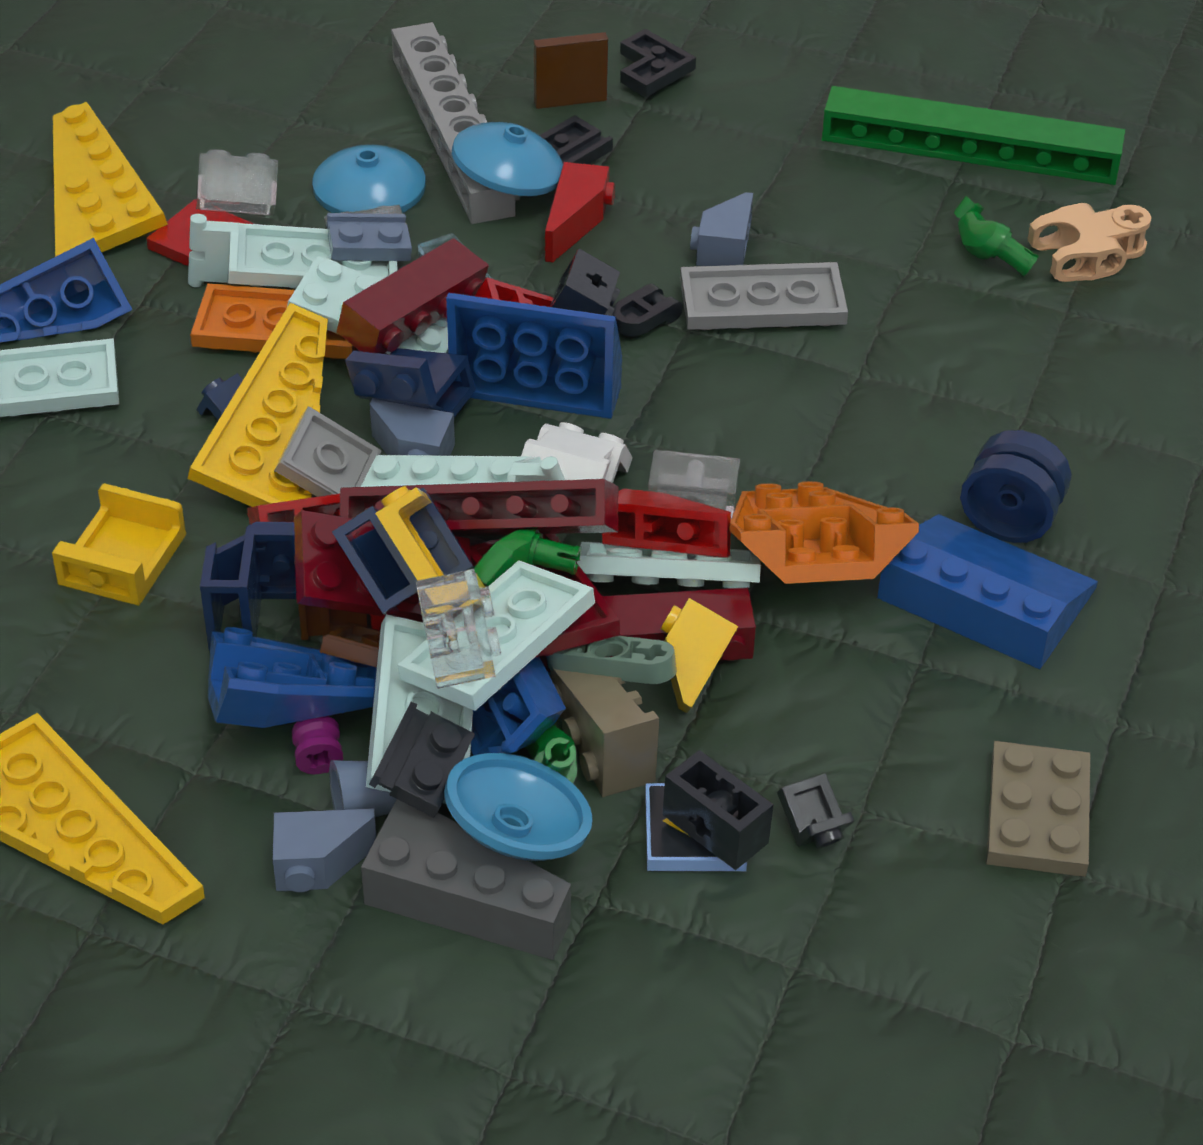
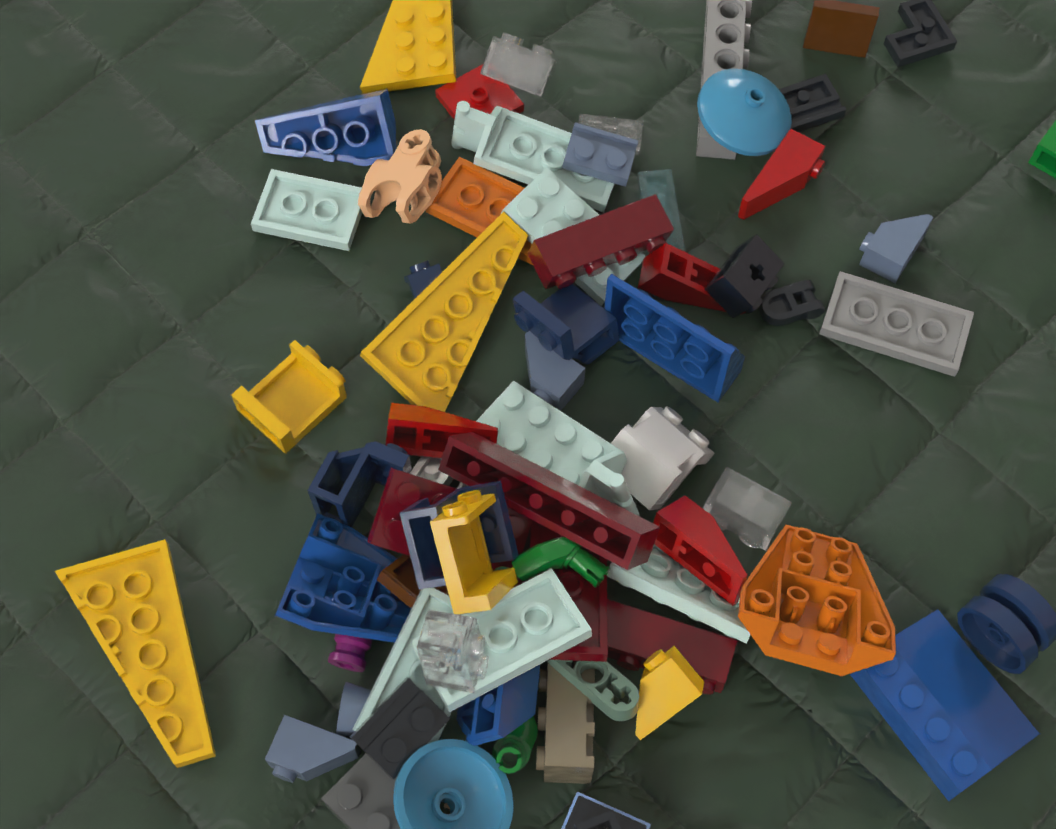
camera: 25 degrees right, 20 degrees up
(155, 314) = (407, 178): none -> light nougat piece
(325, 456) = (473, 373): light grey tile -> none
(368, 178) = (633, 84): dark azure dish -> none

